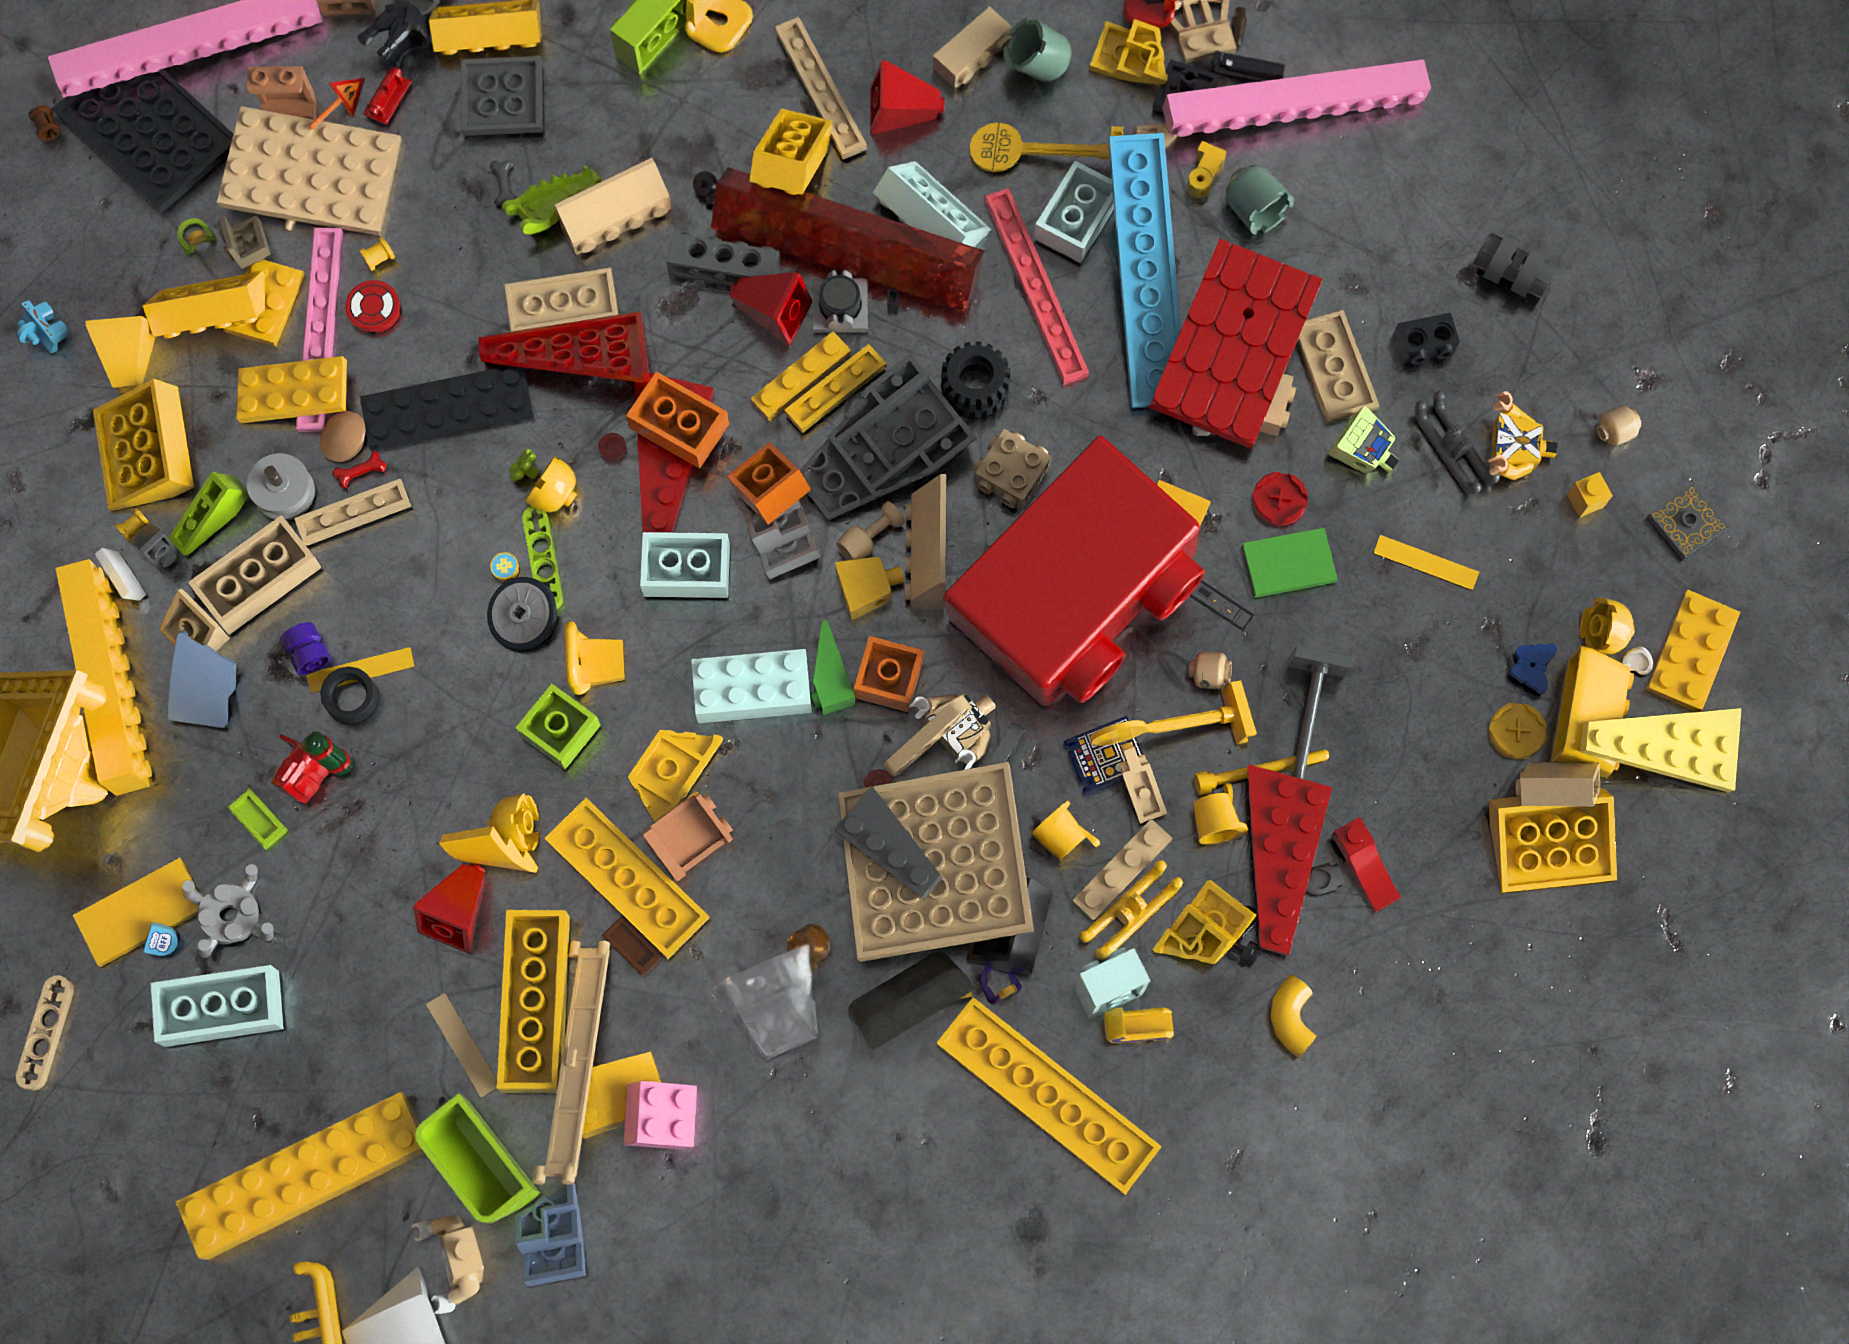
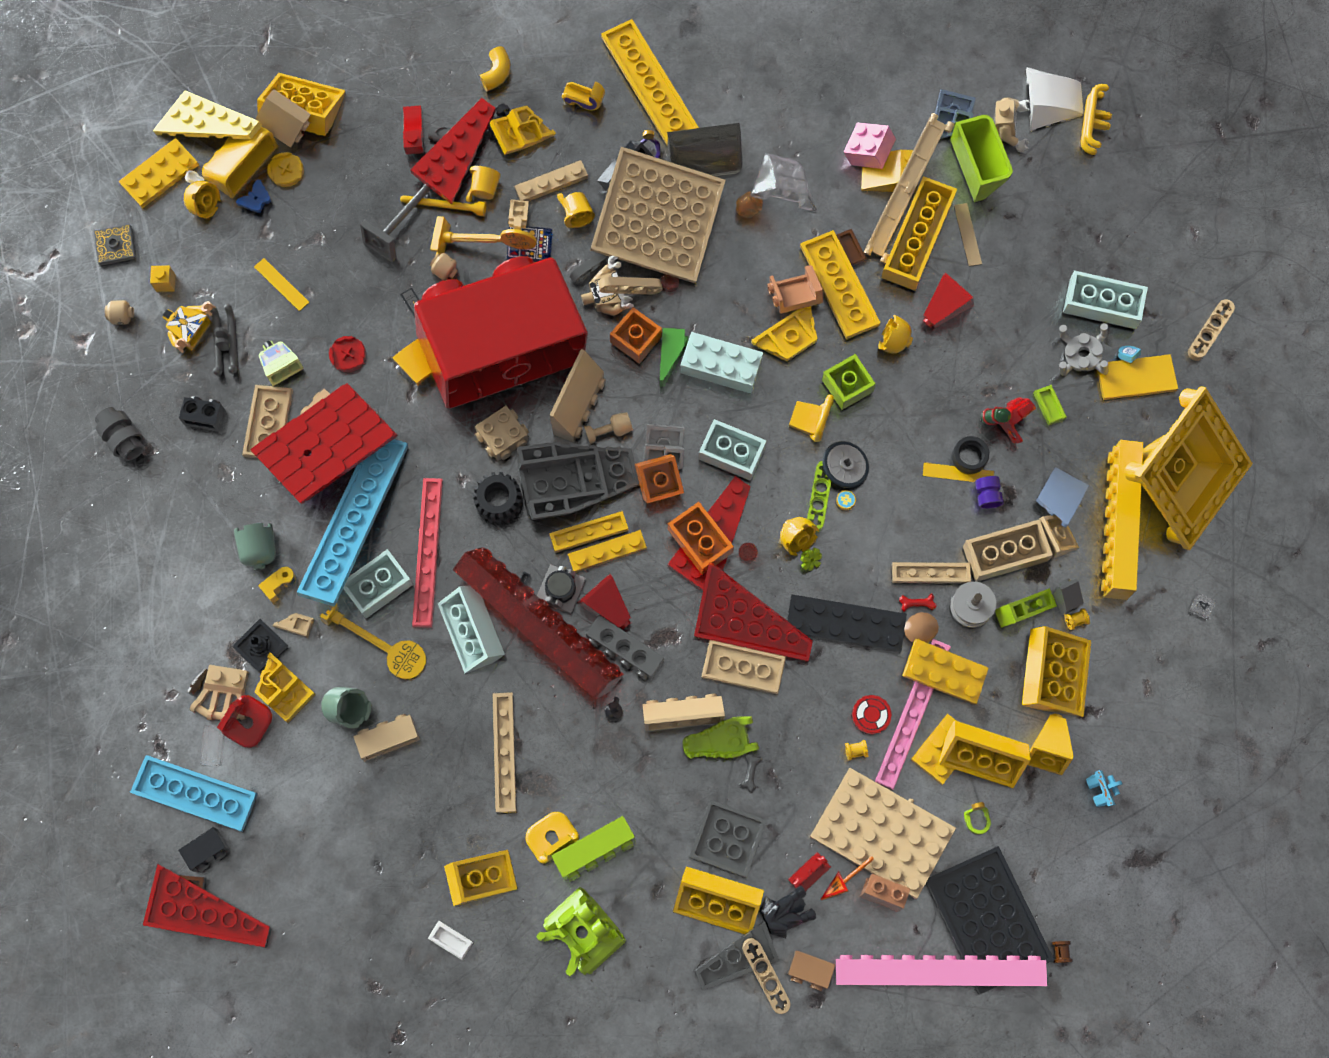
camera: 155 degrees left, 0 degrees up
(120, 574) = (1094, 588): white tile -> none
(244, 241) = (945, 793): dark tan bracket -> none
(301, 1176) = (1081, 193): yellow brick -> none
(486, 848) = (919, 322): yellow slope -> none
(790, 151) = (547, 693): yellow brick -> none
(866, 584) = (625, 397): yellow torso -> none
(884, 840) = (682, 238): dark grey wing -> none
(901, 99) = (457, 714): red slope -> none
(1111, 982) = (589, 111): light aqua brick -> none
(1131, 910) = (558, 157): yellow piece -> none
(1246, 67) = (209, 646): black piece -> none
(1289, 562) = (362, 313): bright green tile -> none
(1296, 98) = (191, 605): bright pink brick -> none

